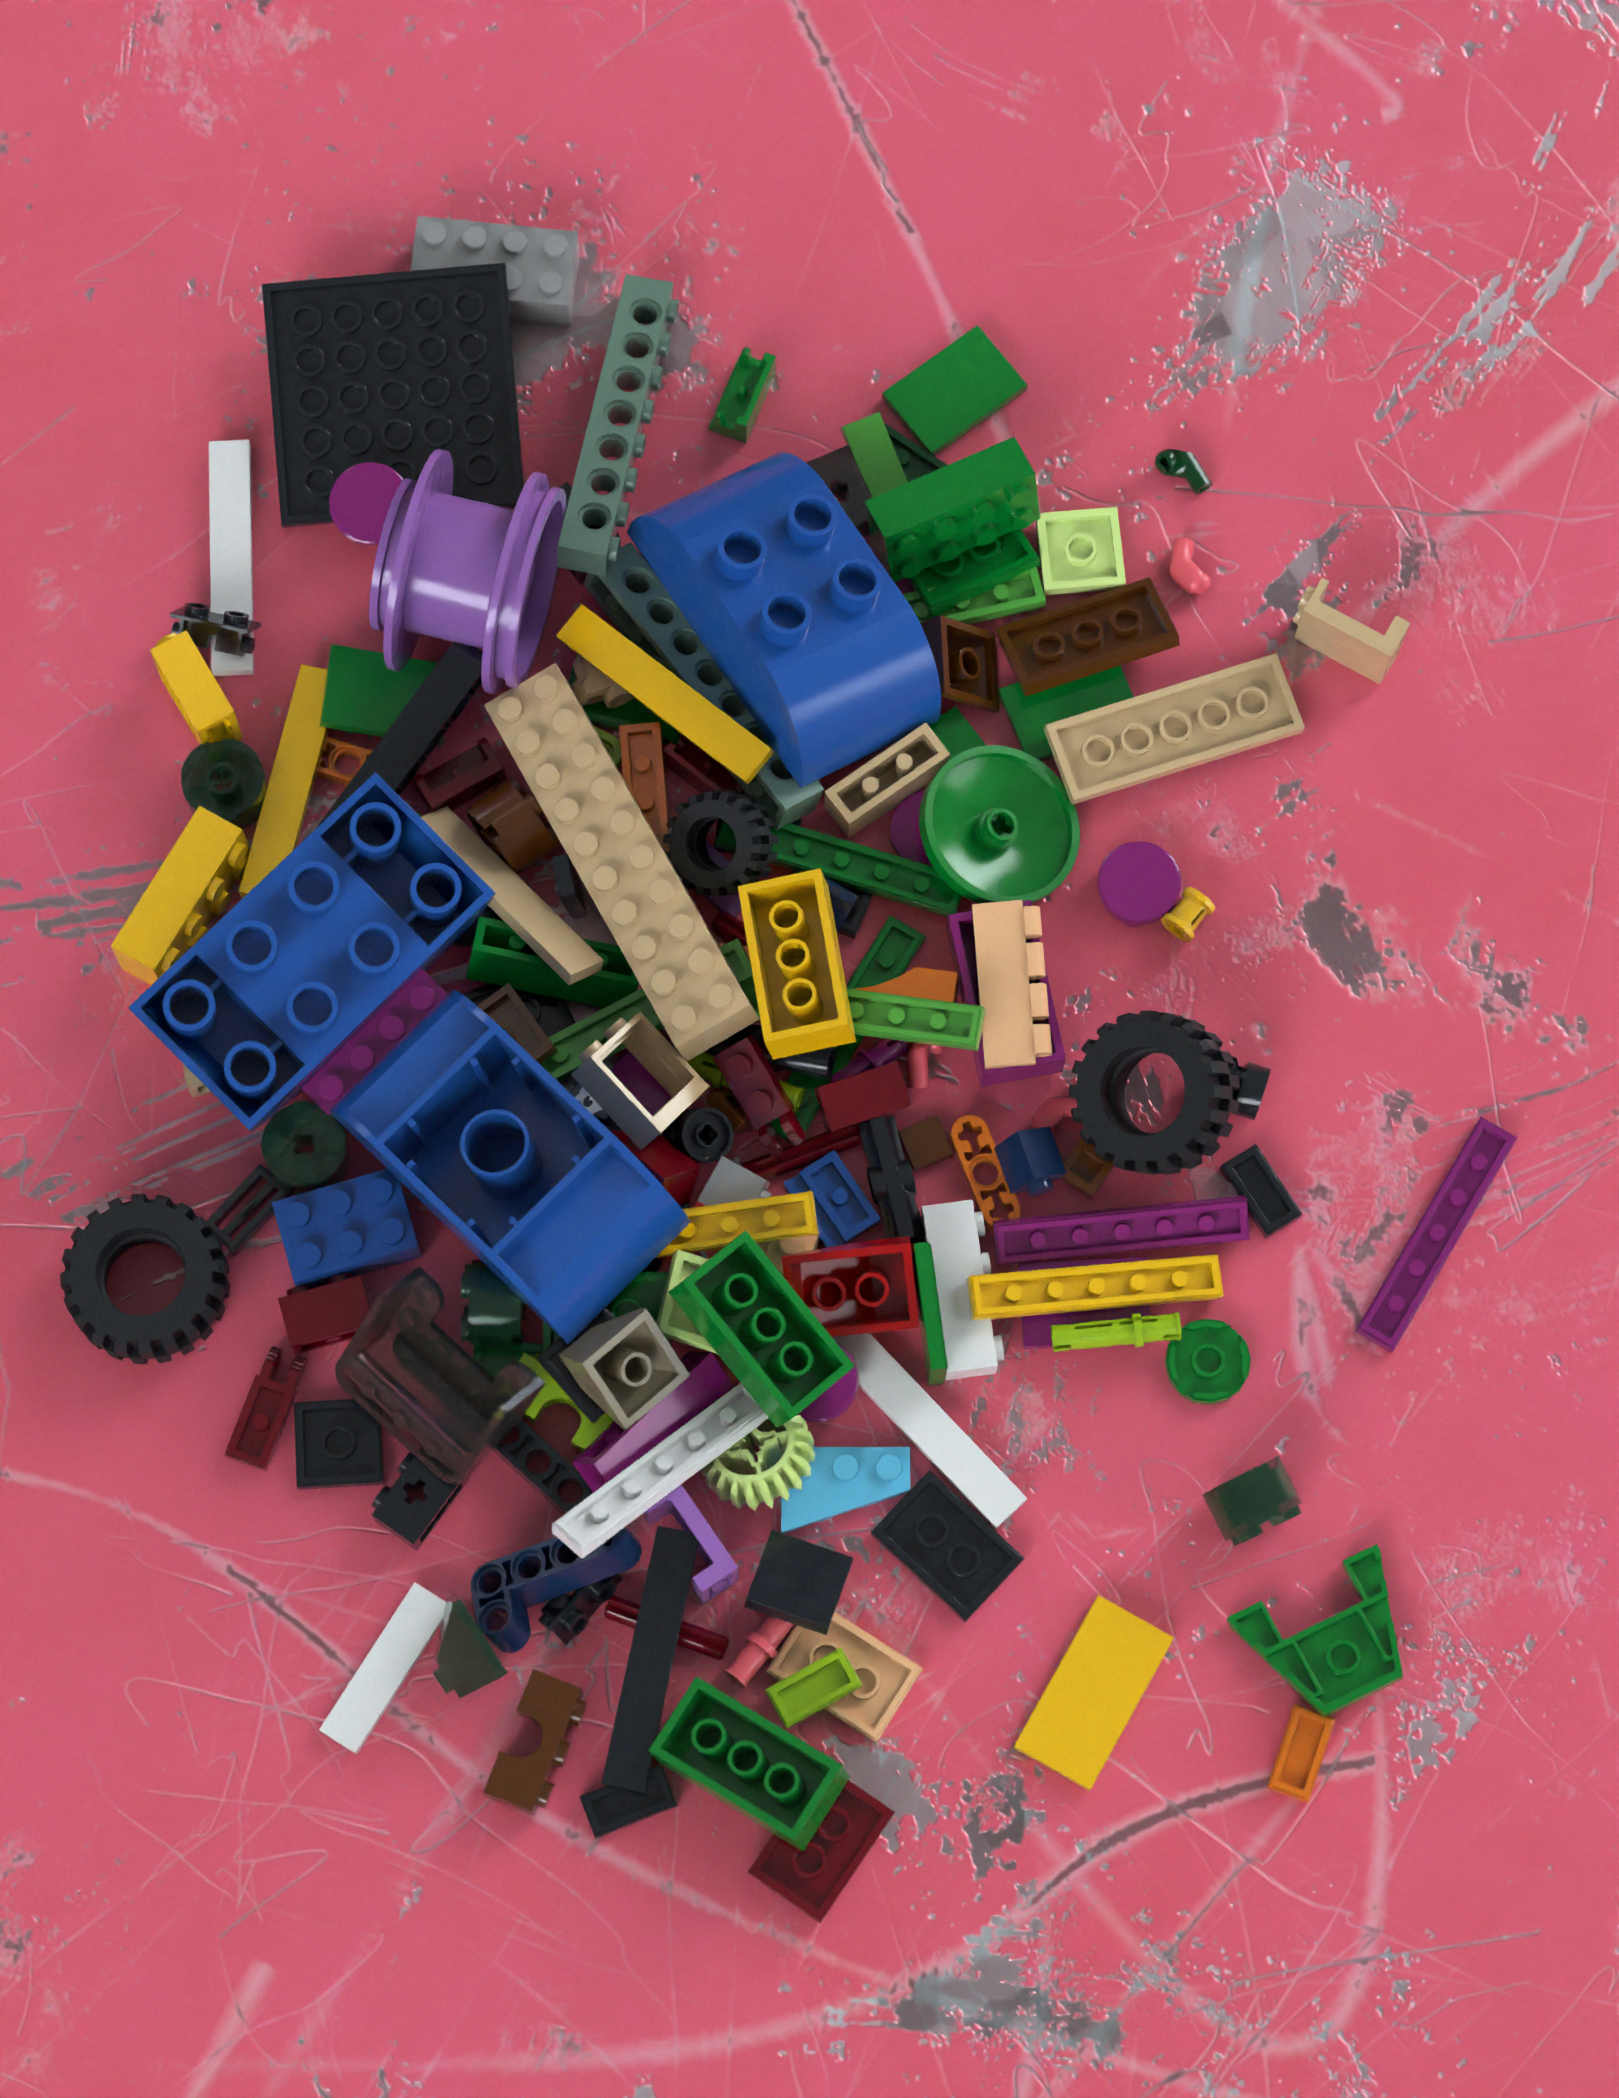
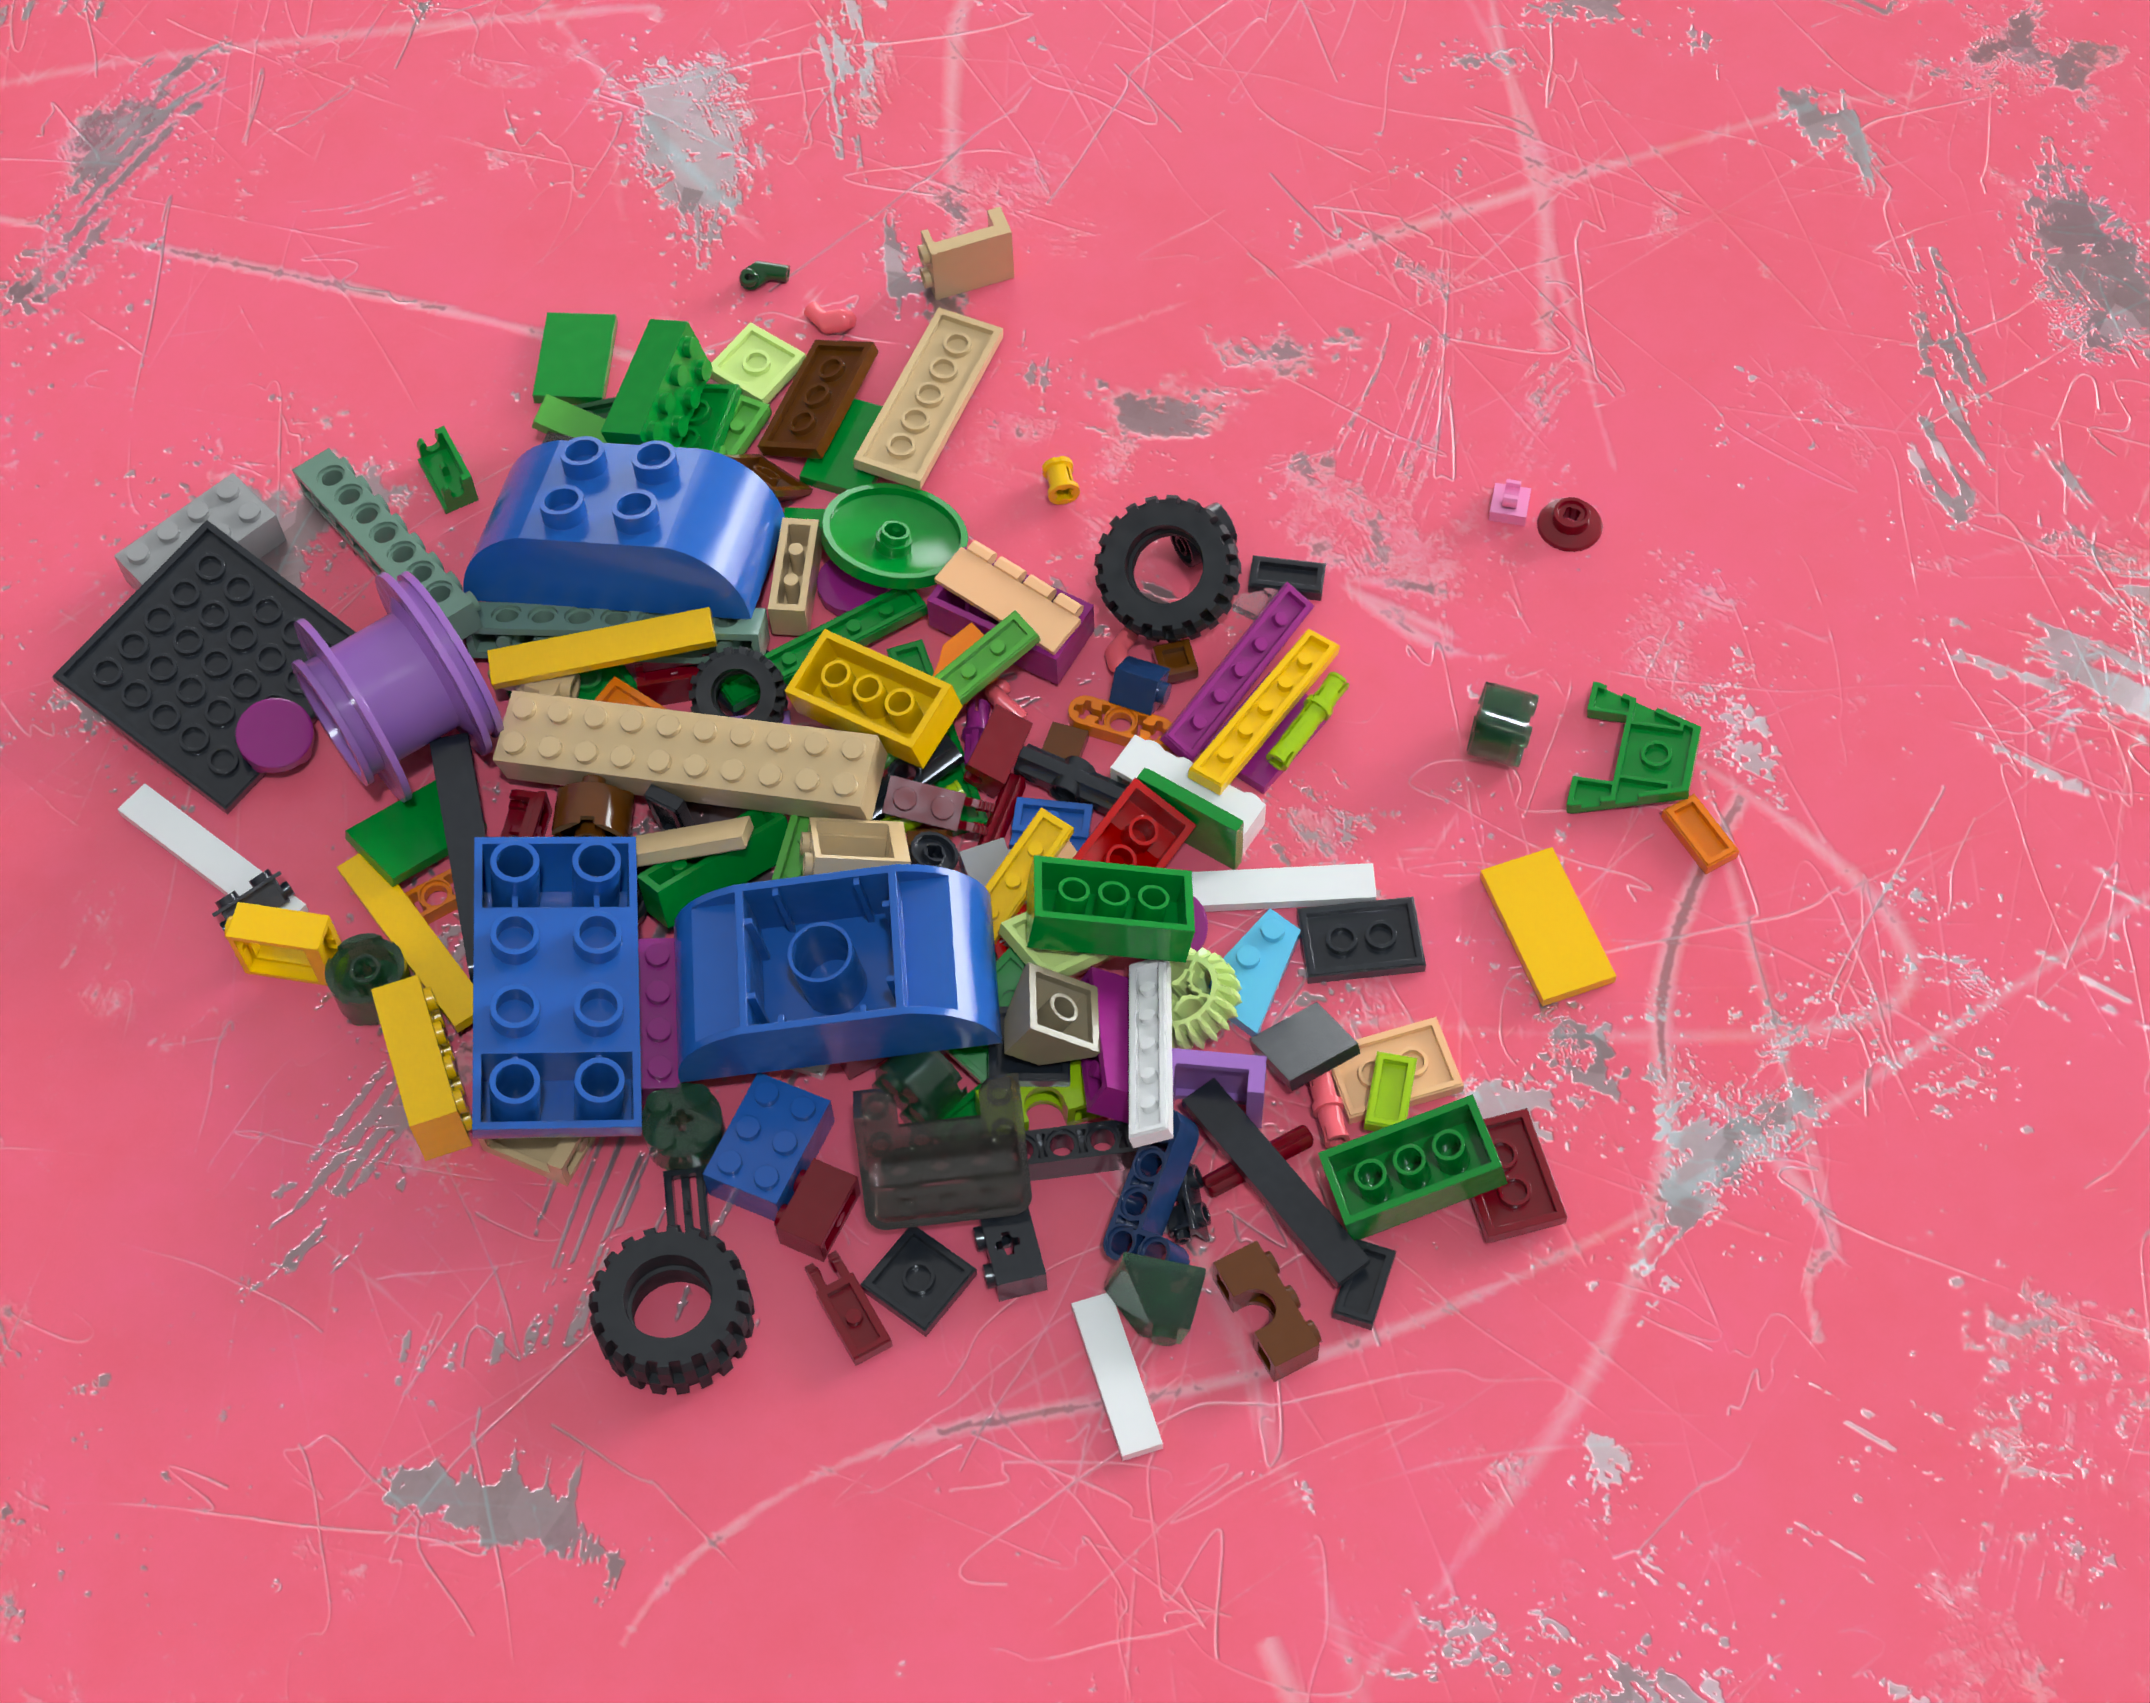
camera: 45 degrees left, 15 degrees down
(1139, 883) = (1011, 493): magenta tile -> none
(1207, 1362) = (1376, 692): green tile -> none
(1436, 1235) = (1411, 504): magenta tile -> none
(1511, 1323) = (1510, 503): none -> bright pink tile
(1521, 1398) = (1569, 534): none -> dark red piece

